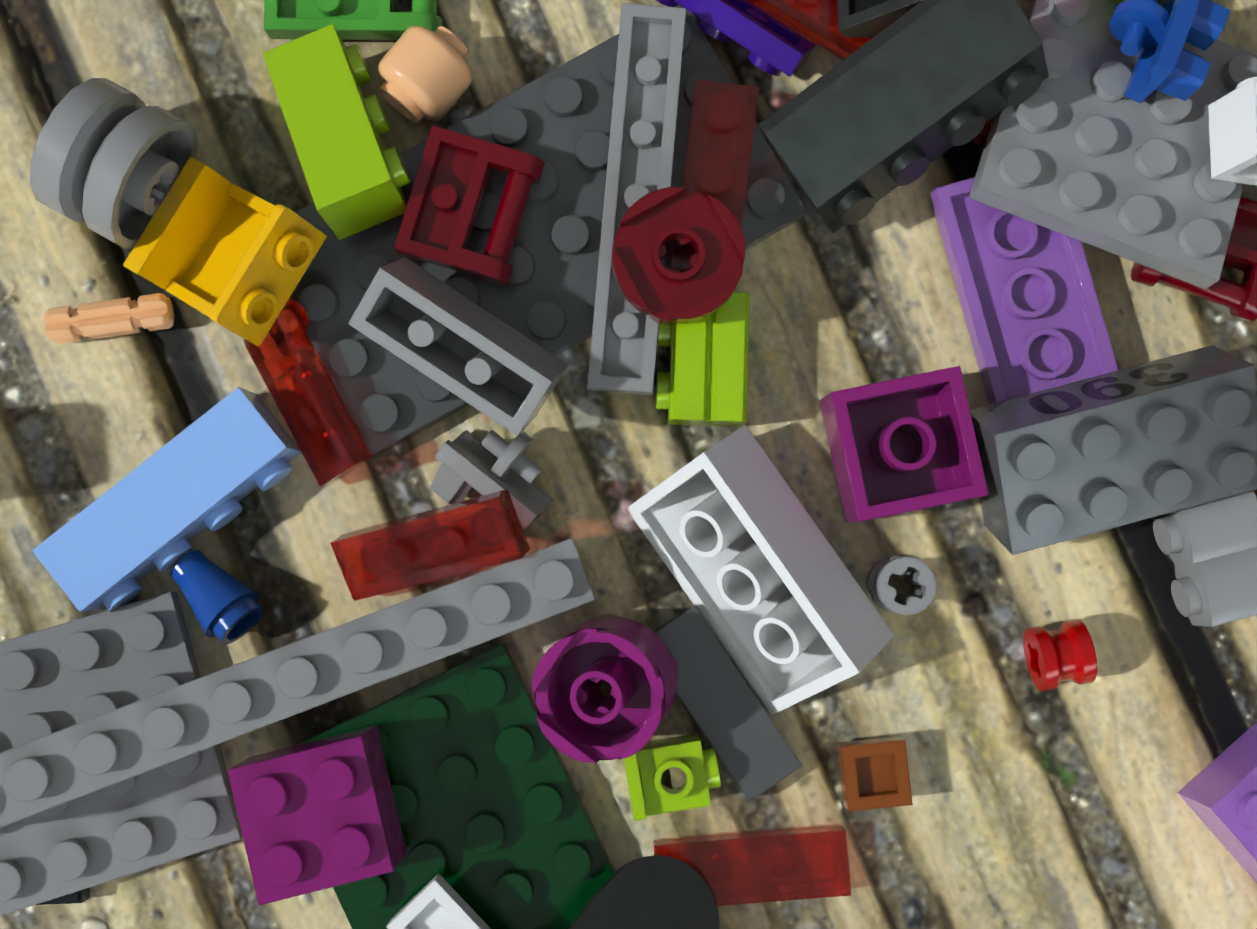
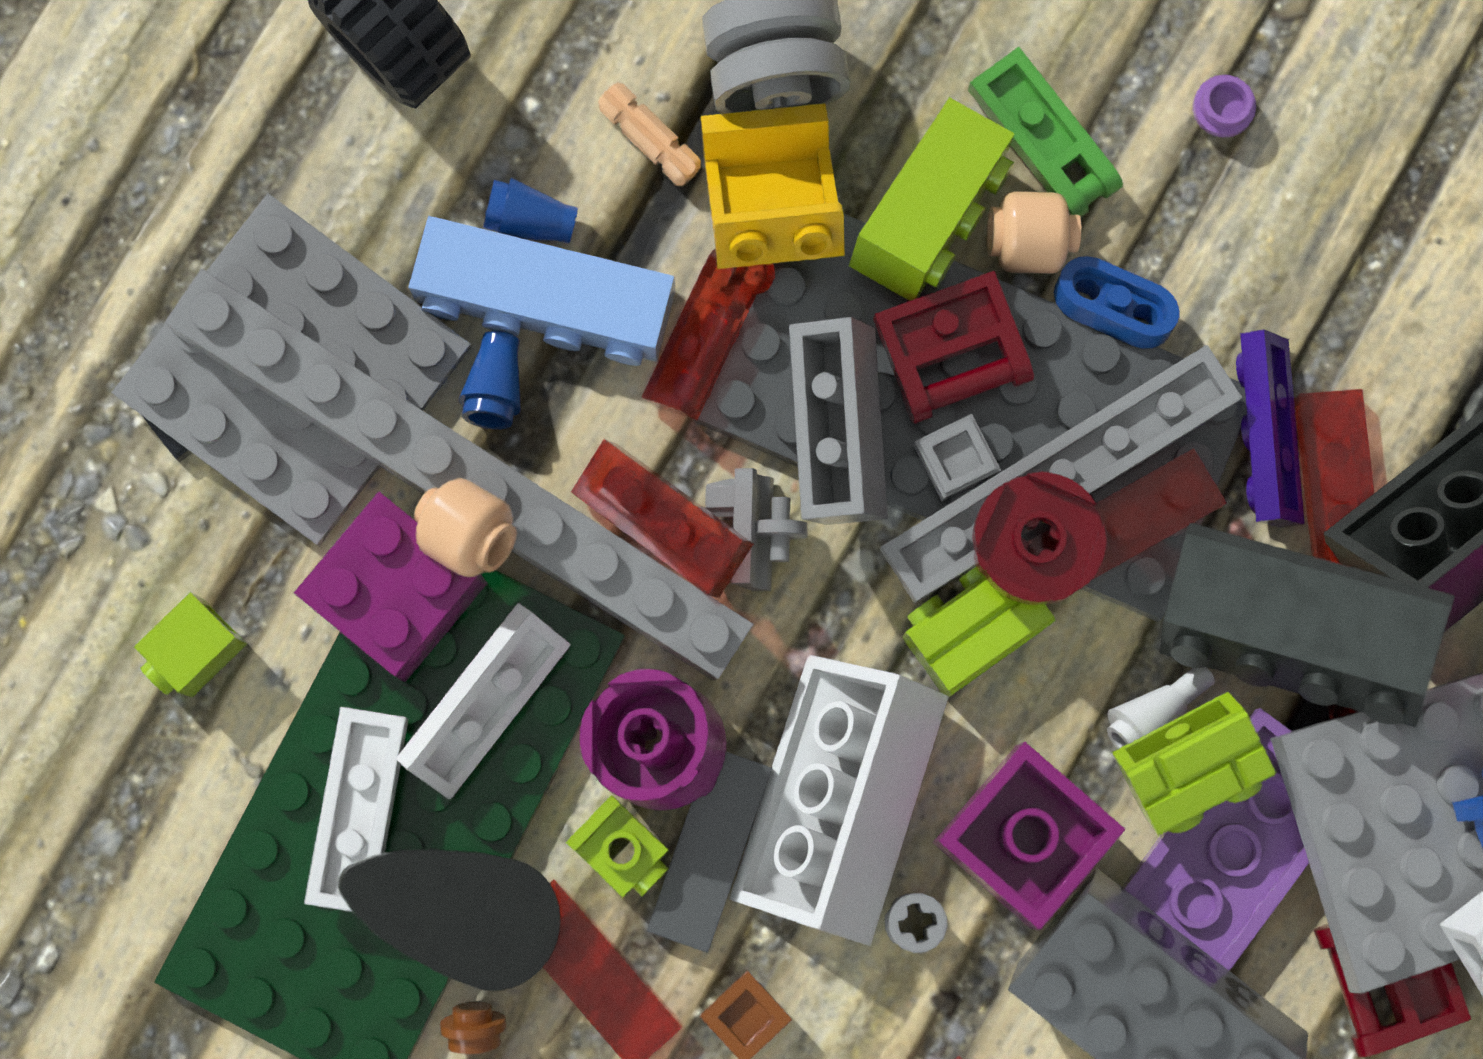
camera: 55 degrees right, 5 degrees down
(97, 465) = (528, 213): none -> blue cone
(311, 724) = (464, 527): none -> light nougat head
(470, 805) = (483, 701): none -> white plate
(531, 52) = (1116, 301): none -> blue plate
(560, 272) = (956, 457): none -> light grey tile
(878, 285) = (1157, 707): none -> white cone
(948, 271) = (1195, 765): none -> lime brick

